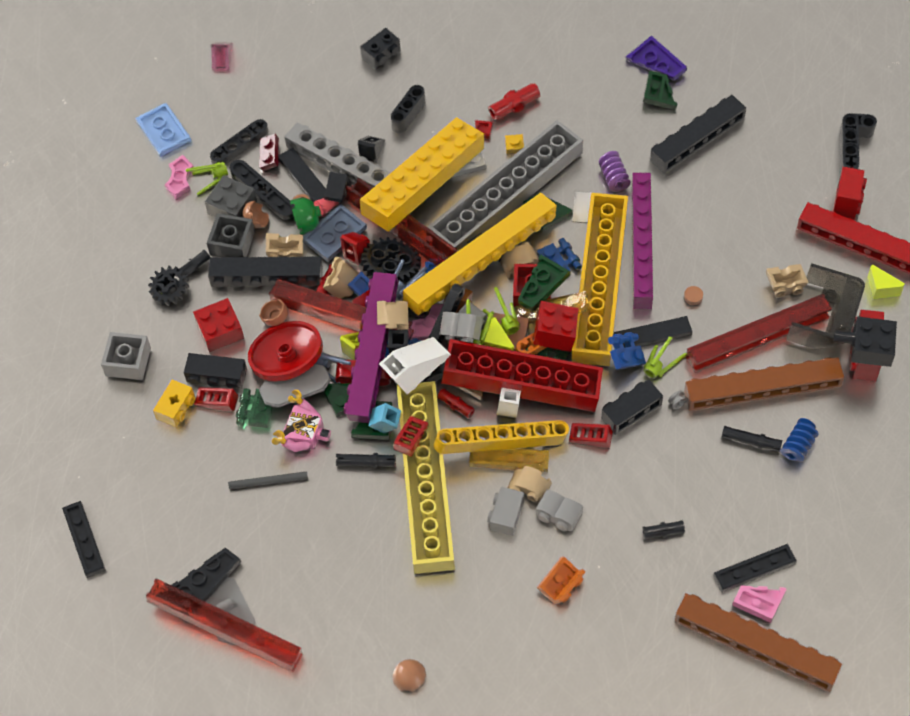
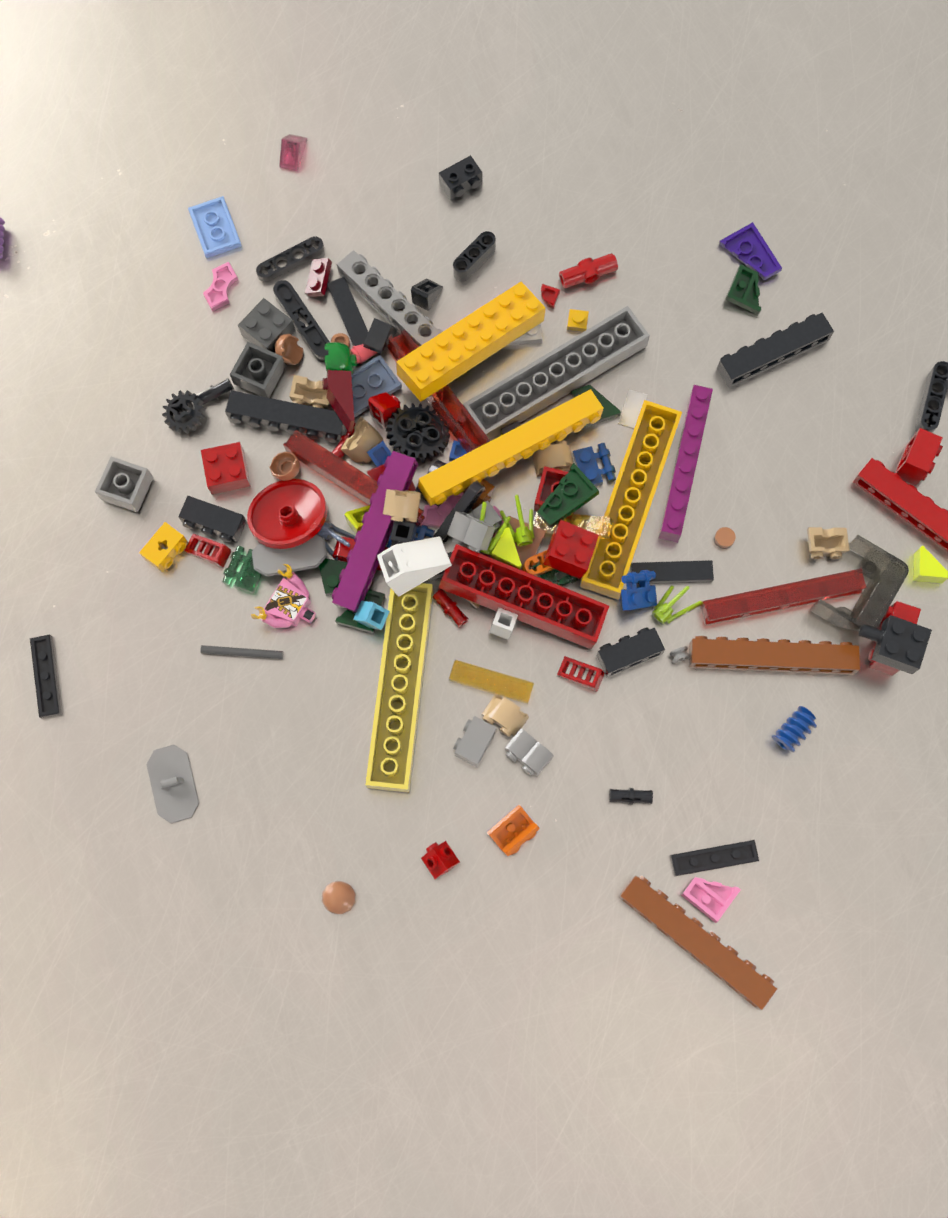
camera: 10 degrees right, 15 degrees up
(210, 575) = (142, 758): black wing -> none
(217, 170) = (261, 288): lime plant -> none
(224, 625) = (164, 806): clear red tile -> none
(313, 241) = (340, 395): none -> dark red slope
(366, 460) = (352, 654): black pin -> none
(401, 286) = (424, 468): sand blue plant -> none
(407, 449) = (388, 658): red slope -> none
(494, 442) = (477, 664): yellow beam -> none
(498, 619) = (439, 859): none -> red brick
(614, 171) = (673, 376): medium lavender piece -> none
(760, 441) = (746, 715): black pin -> none

